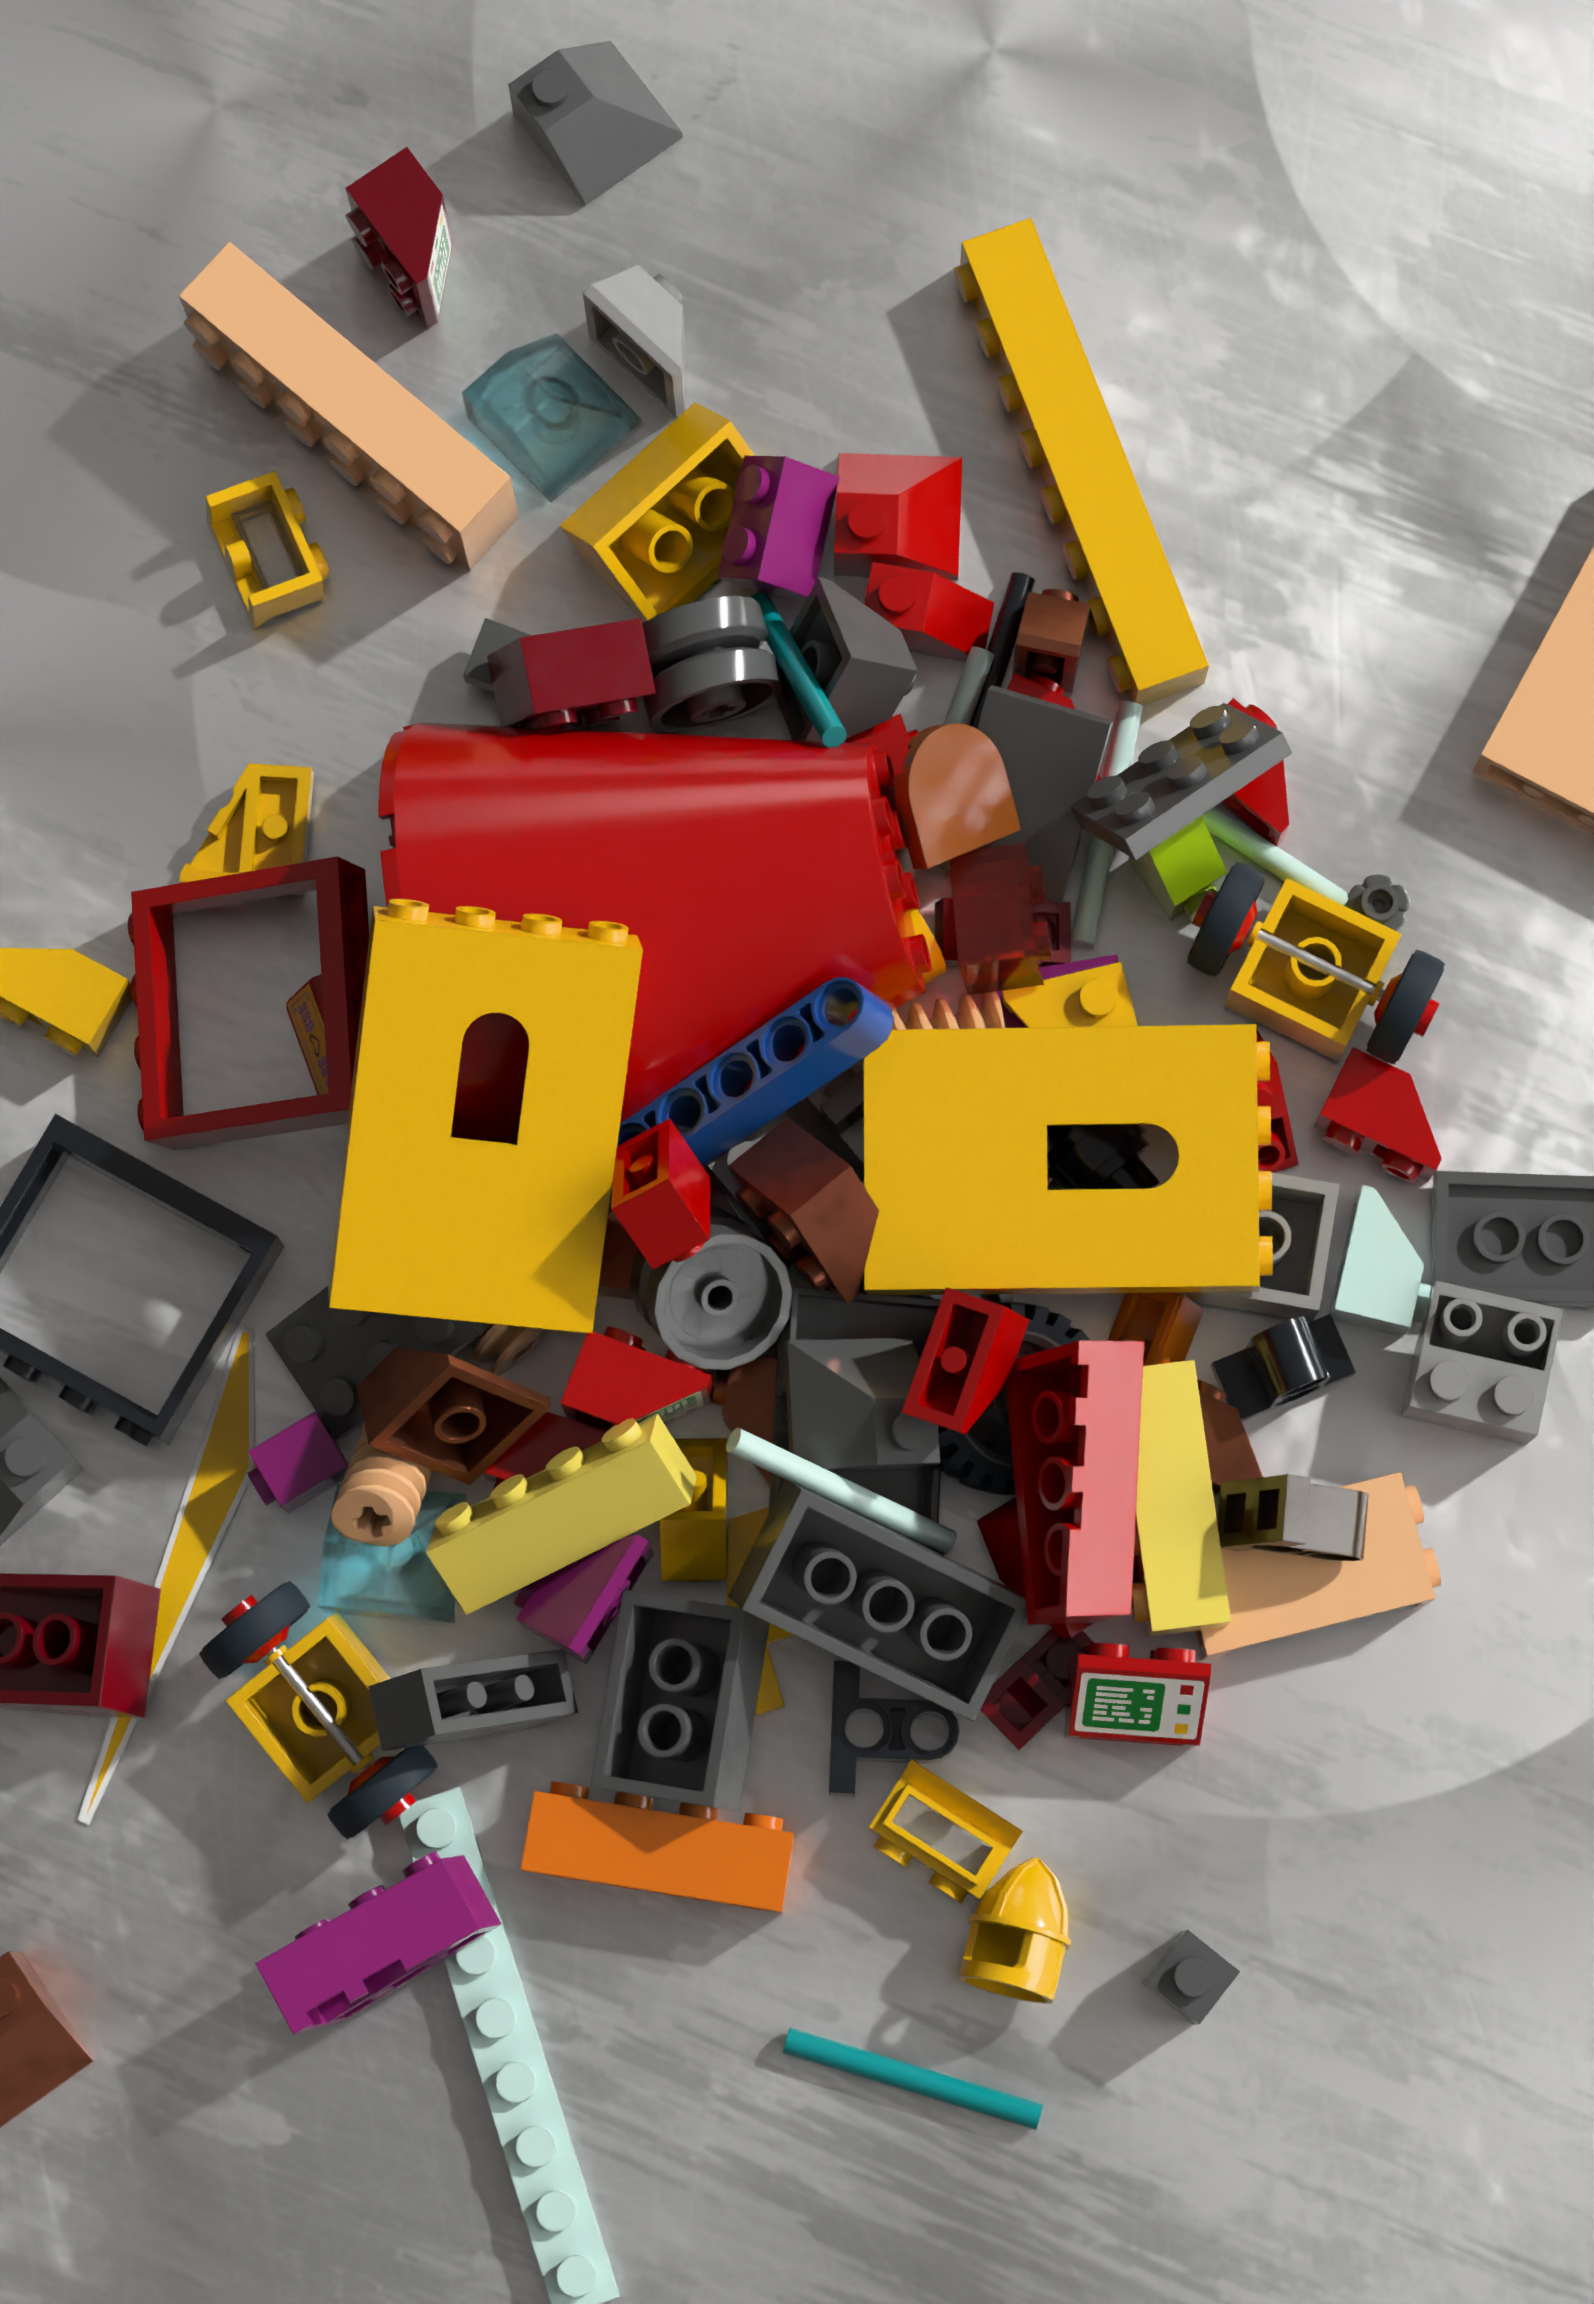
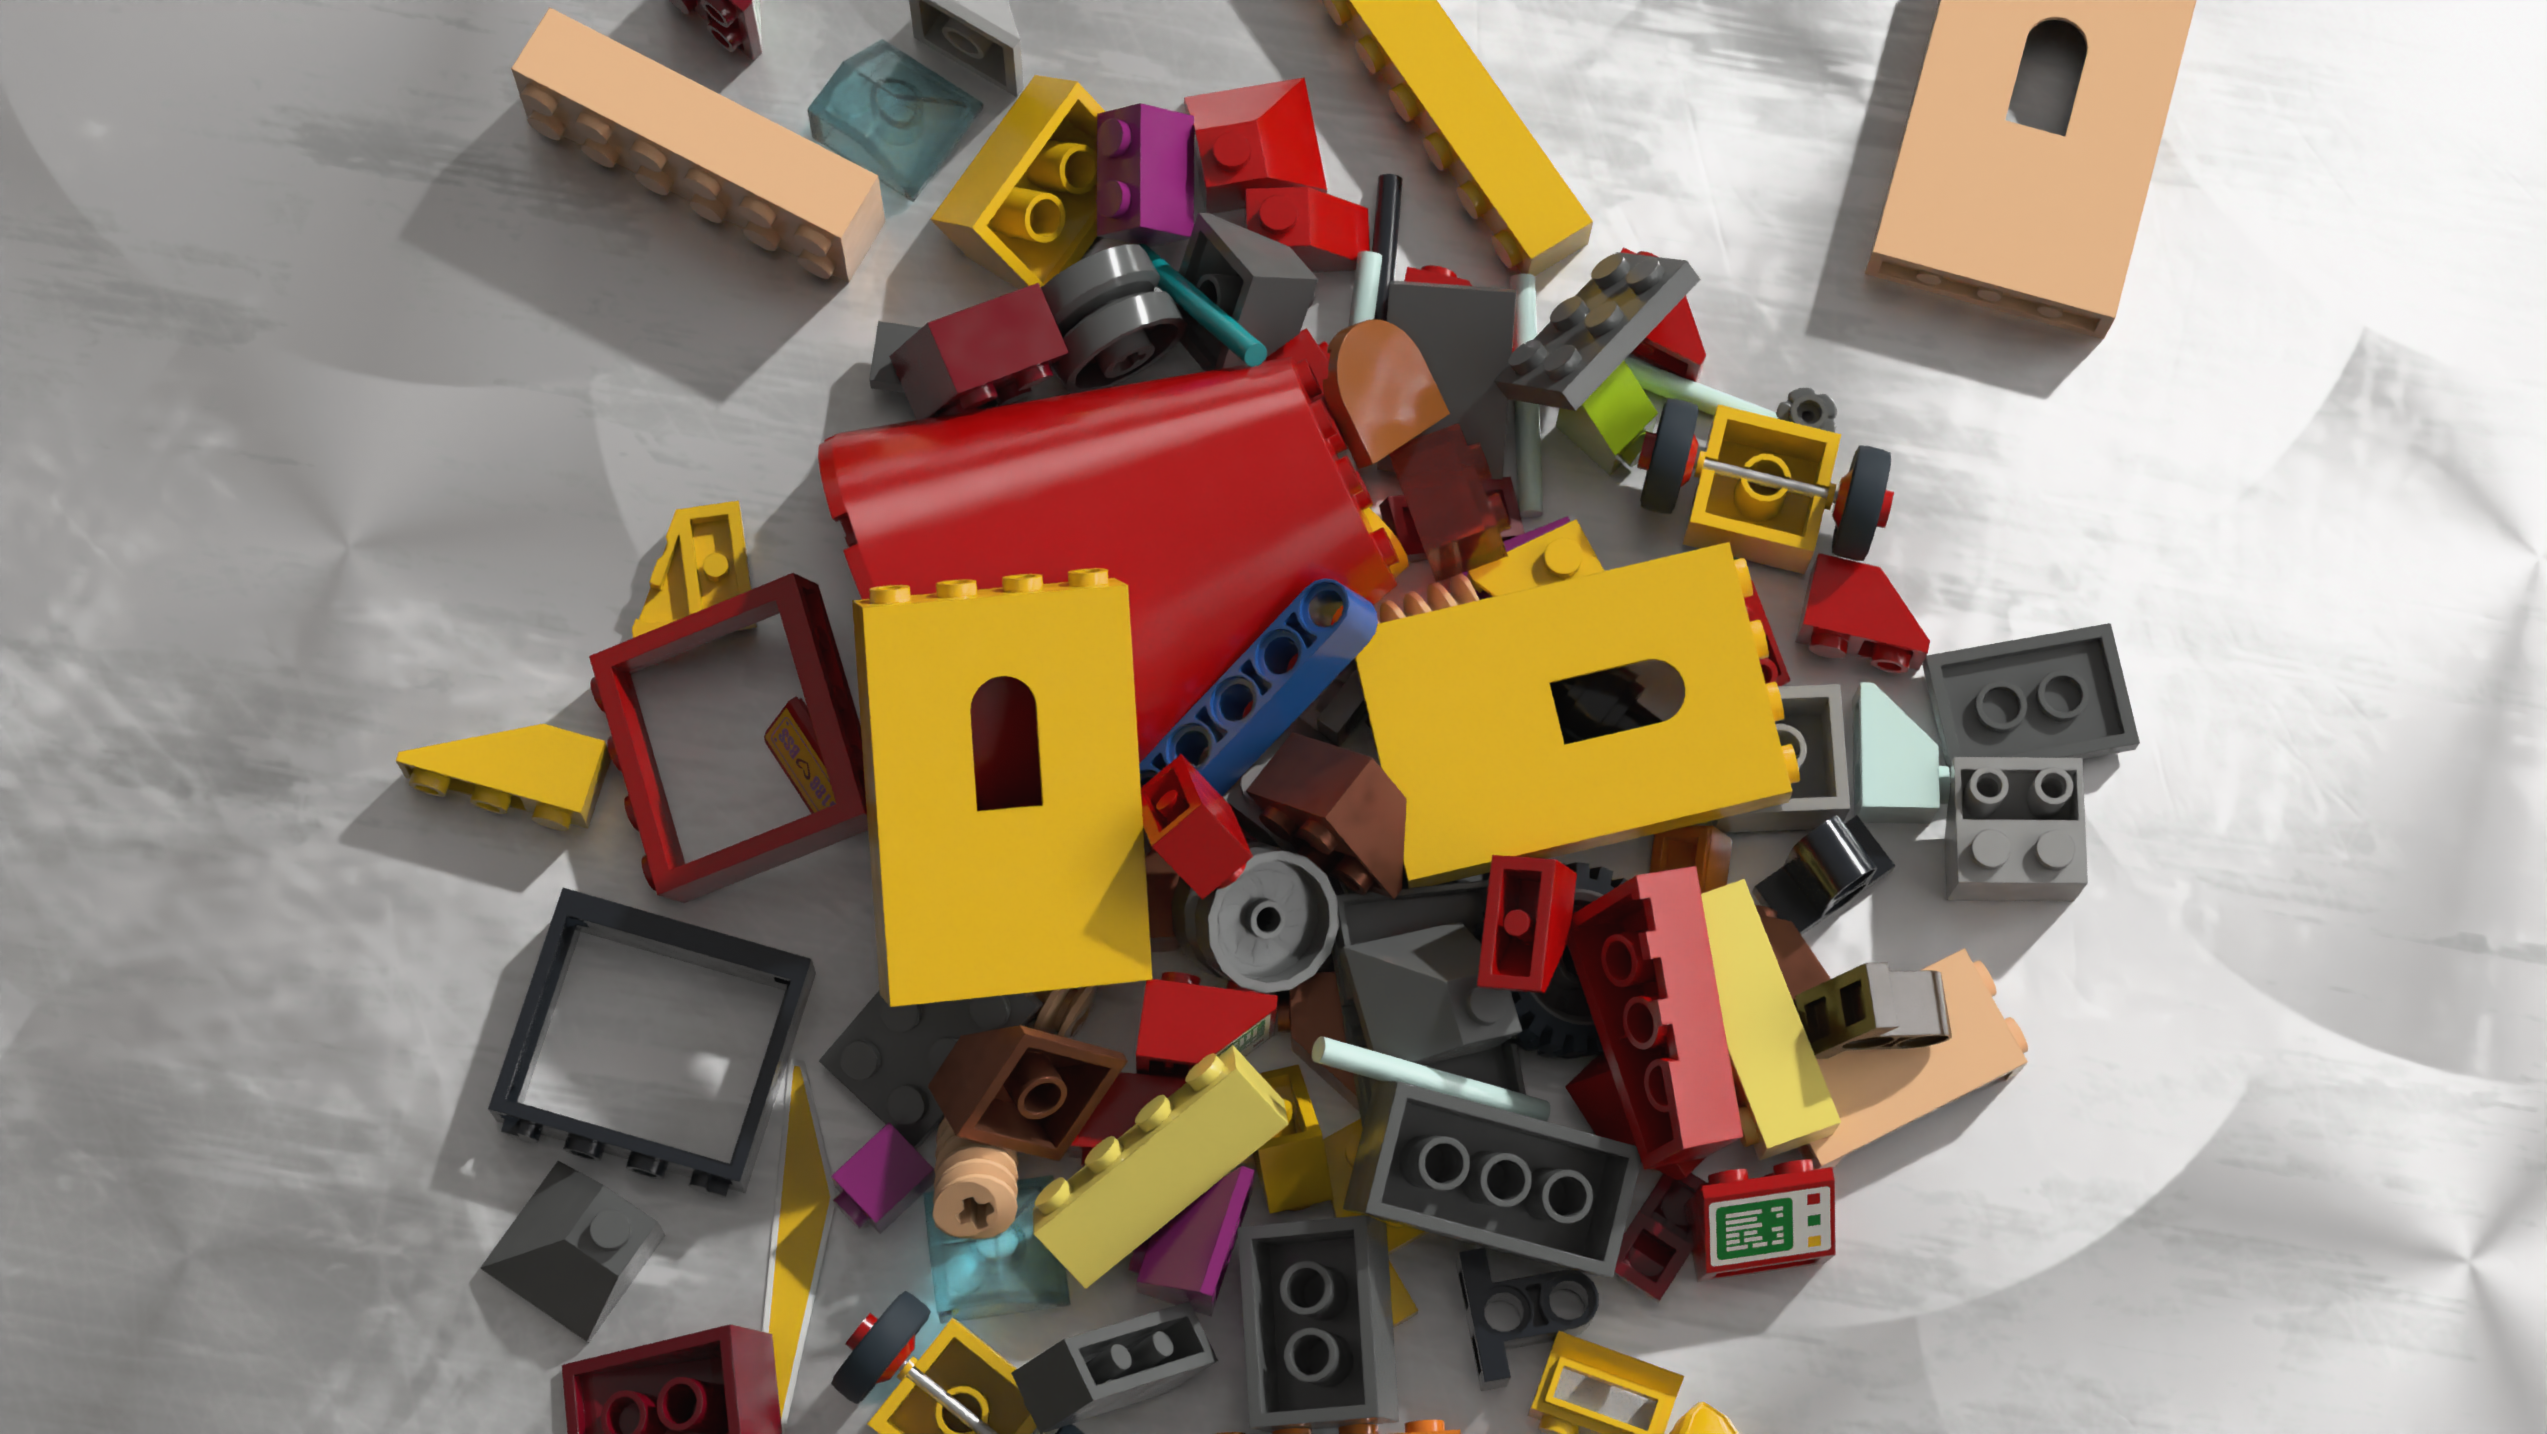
camera: 20 degrees left, 5 degrees down
(265, 547) = (644, 299): yellow window -> none
(1051, 637) = (1434, 226): copper slope -> none

